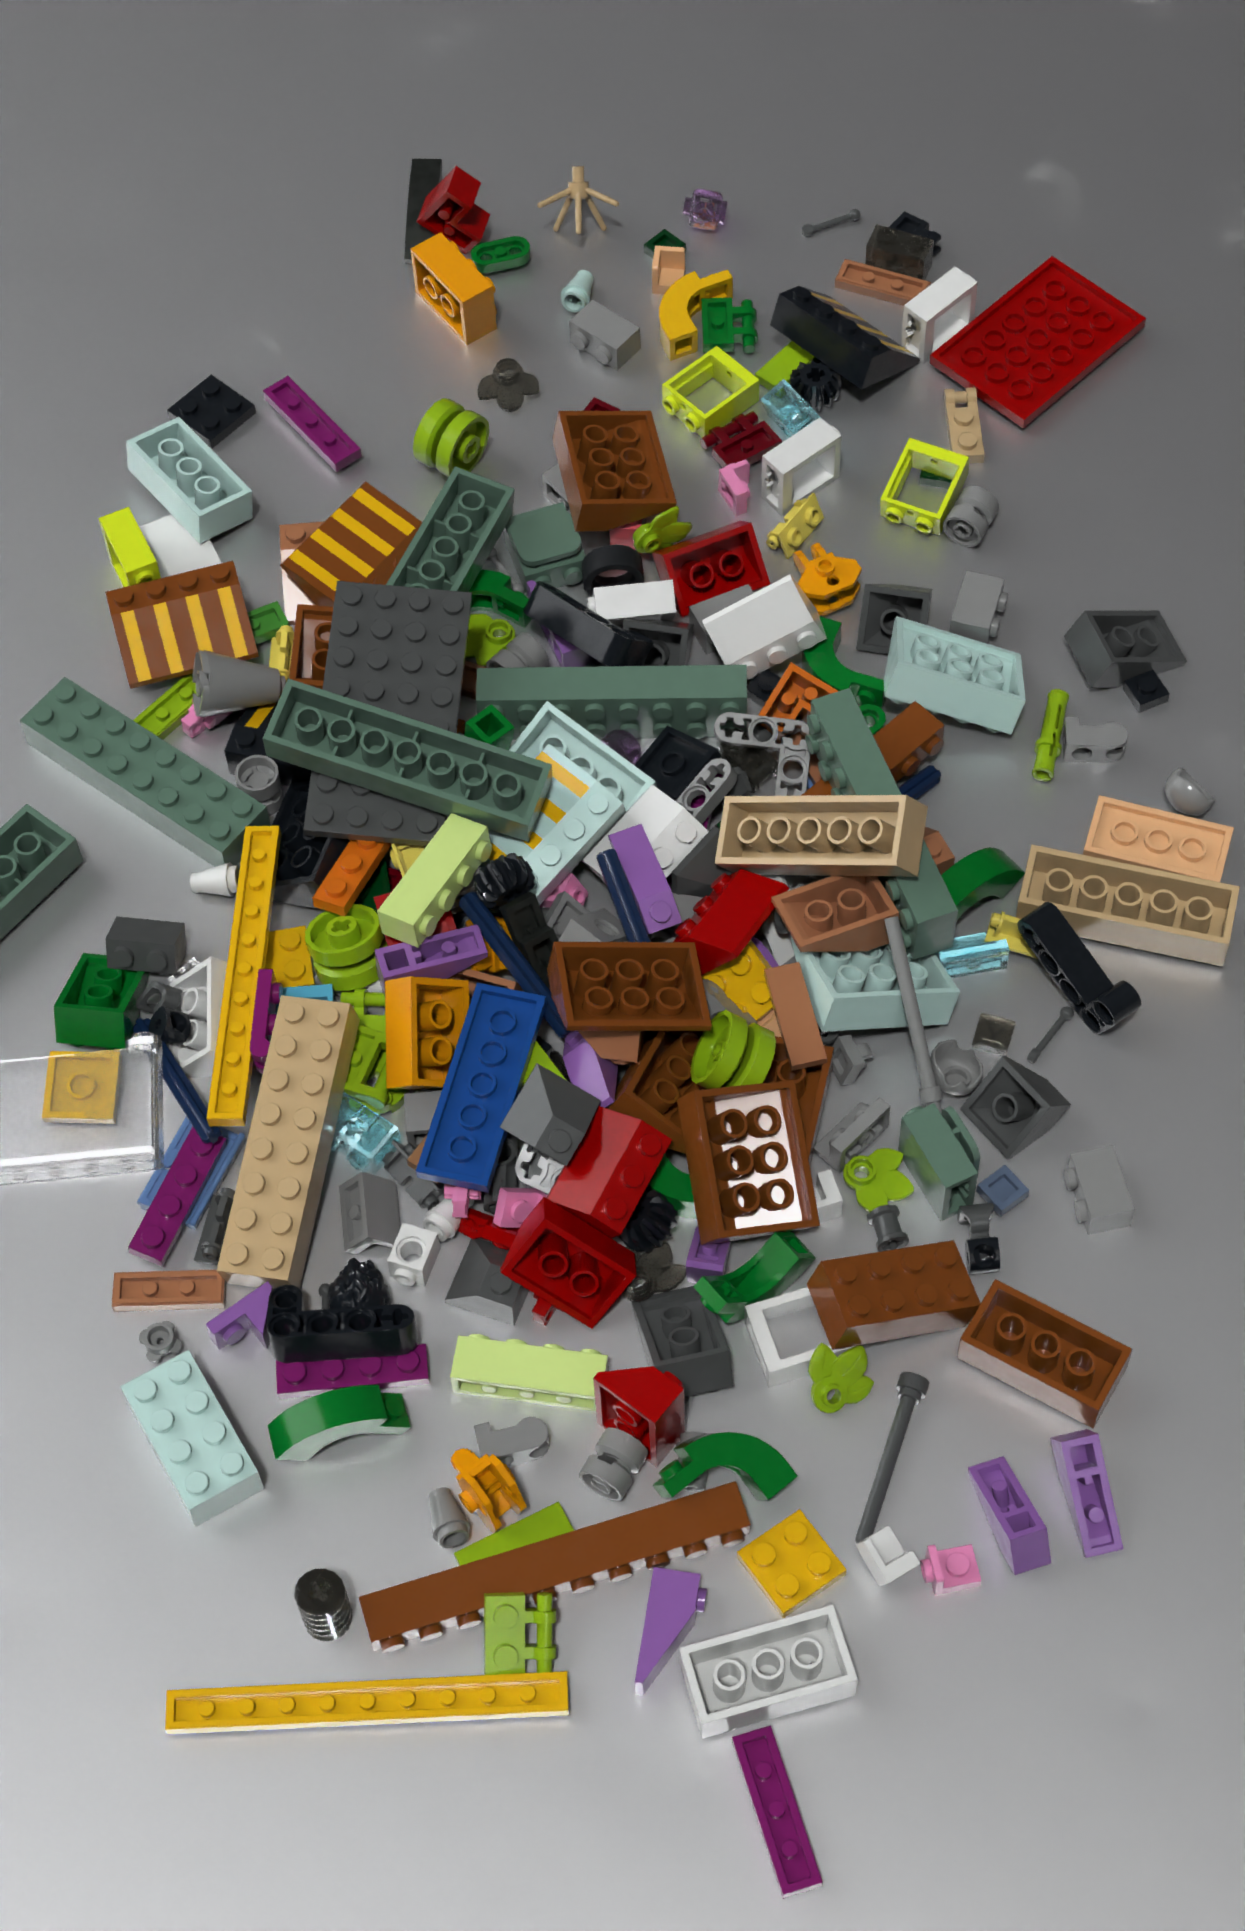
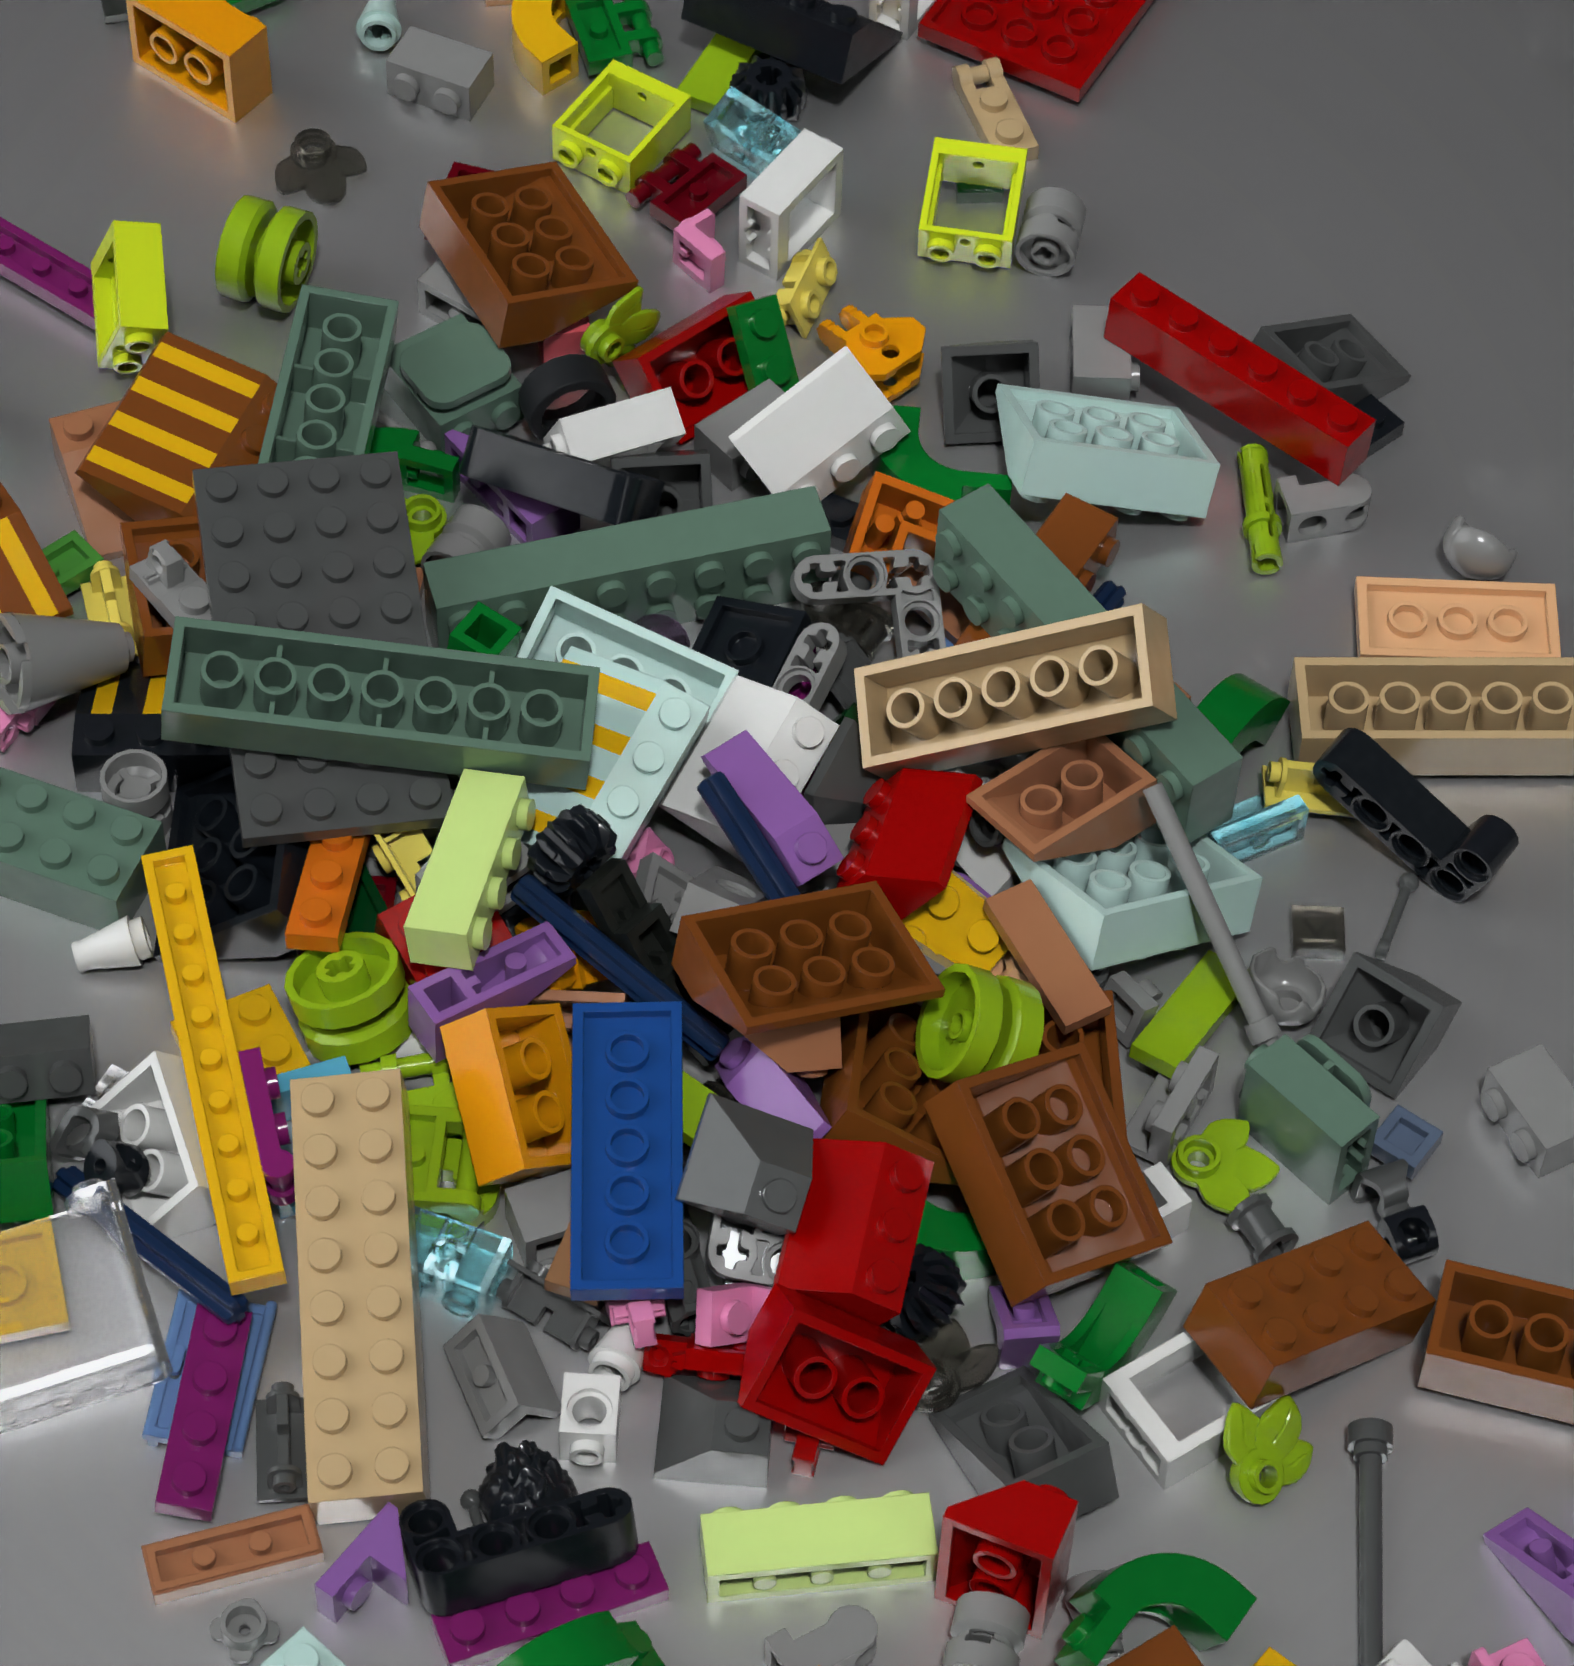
camera: 20 degrees left, 5 degrees down
(312, 651) = (171, 584): none -> light grey hinge
(353, 450) = (129, 295): none -> neon yellow window
(751, 558) = (763, 342): none -> green plate
(882, 1076) = (1186, 1018): none -> lime tile
(1058, 644) = (1239, 378): none -> red brick

